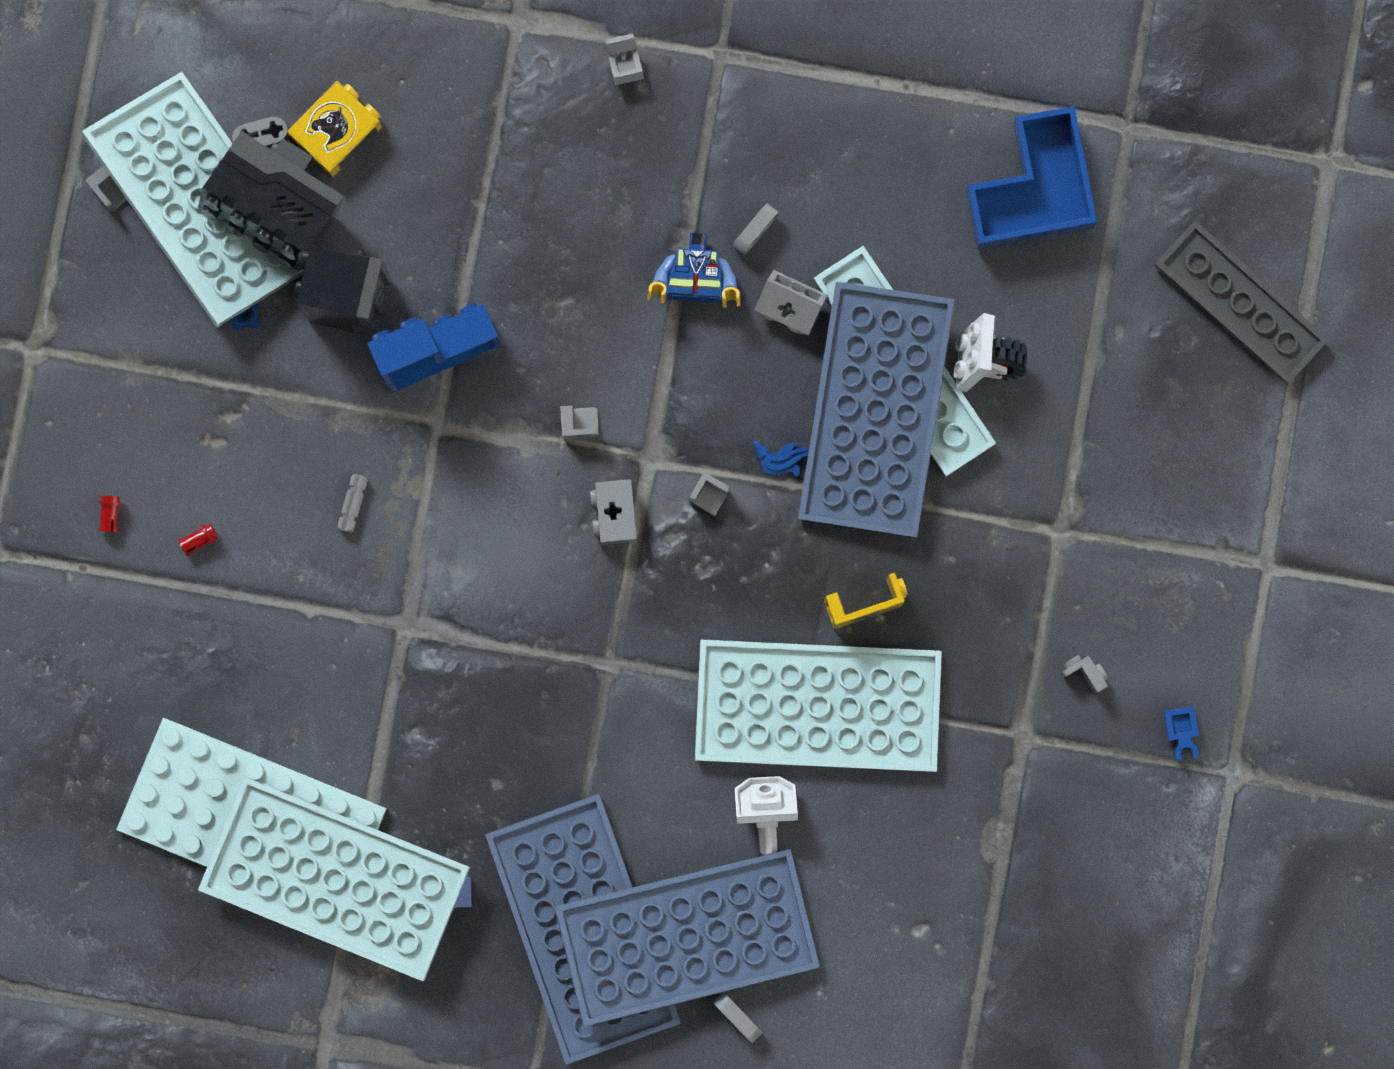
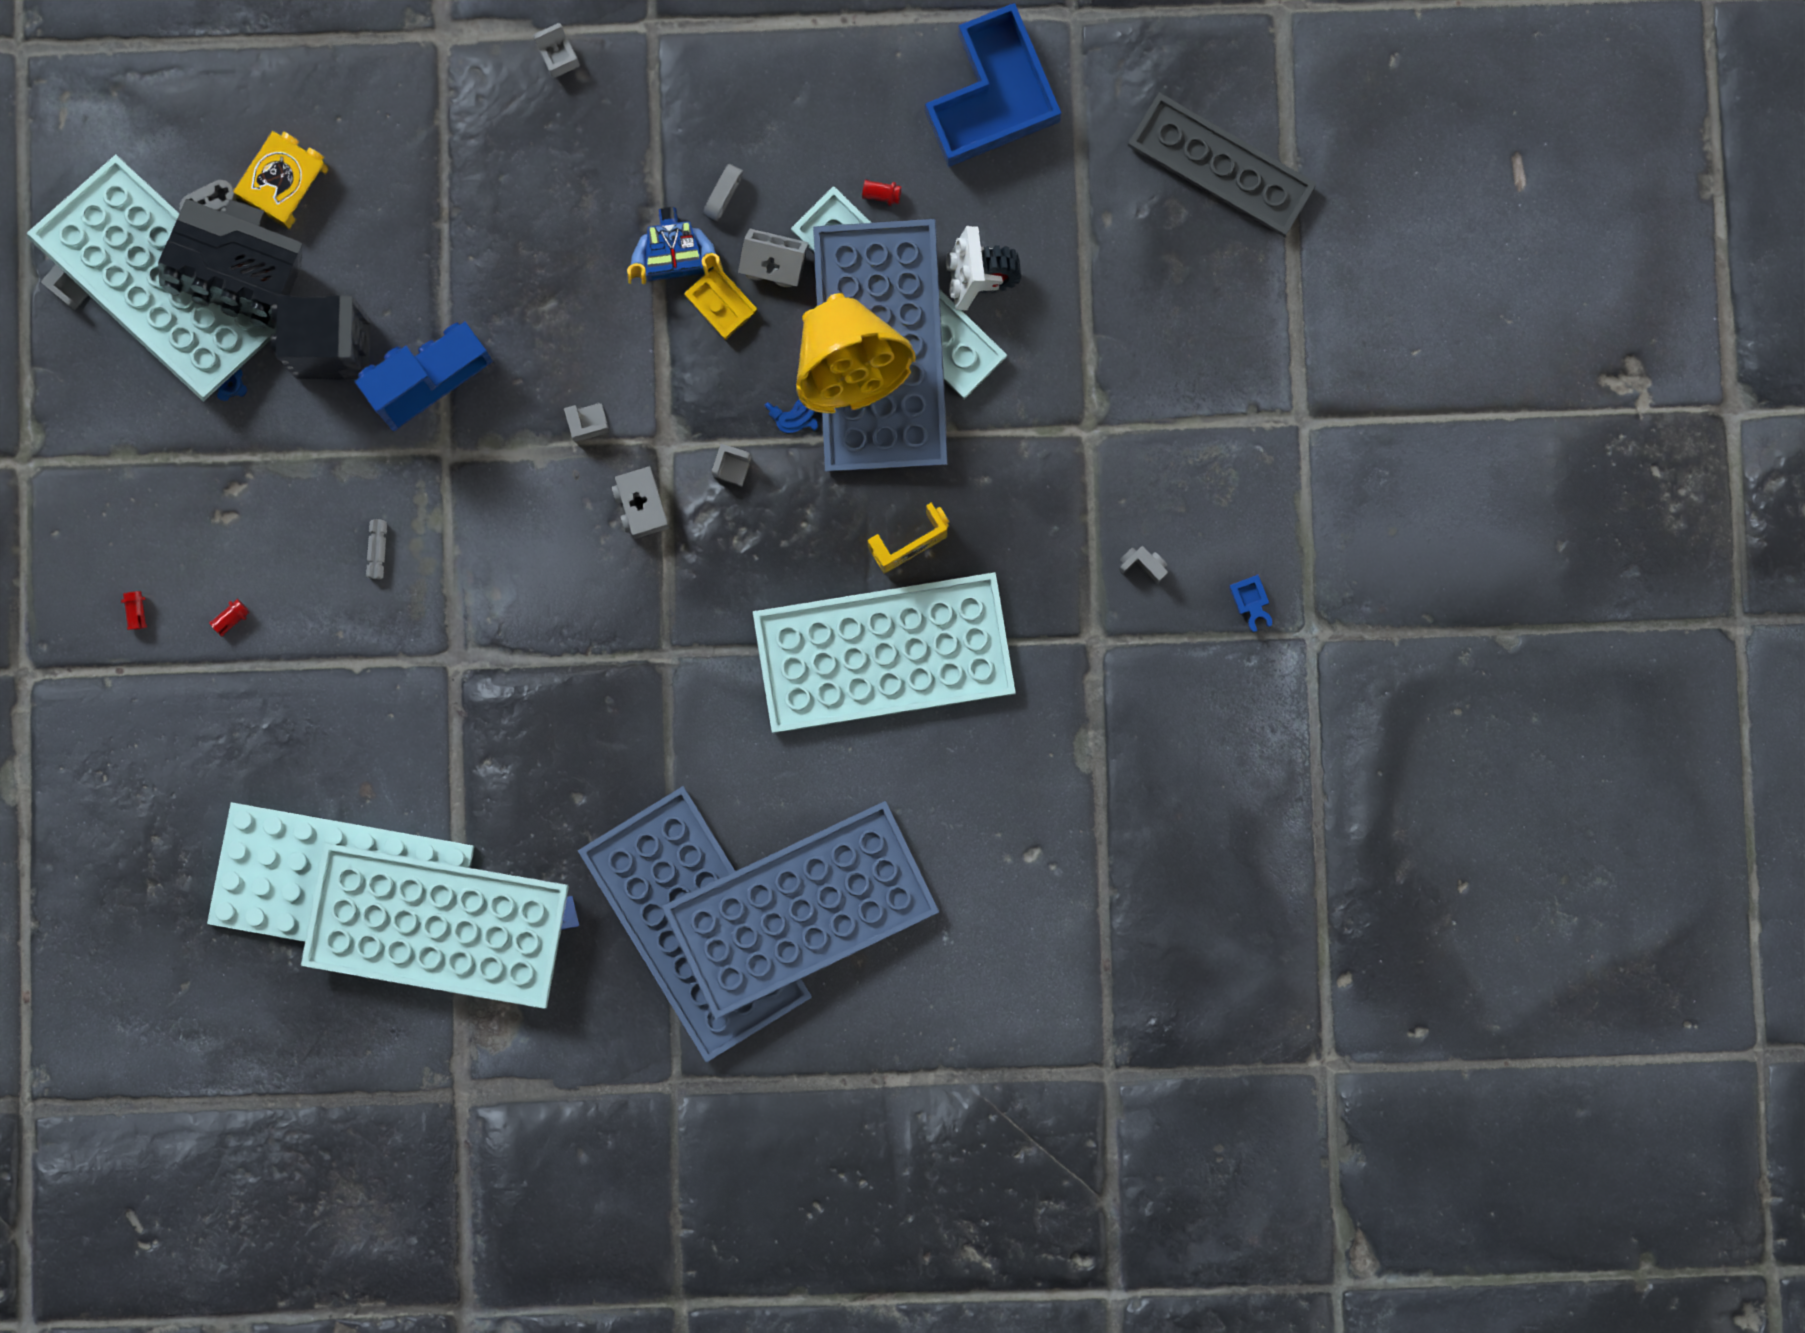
camera: 10 degrees left, 0 degrees up
(731, 335) = (720, 302): none -> yellow plate
(737, 1017) = (867, 979): light grey beam -> none
(765, 803) = (852, 759): white piece -> none
(845, 415) = (849, 356): none -> yellow cone
(908, 260) = (882, 192): none -> red pin

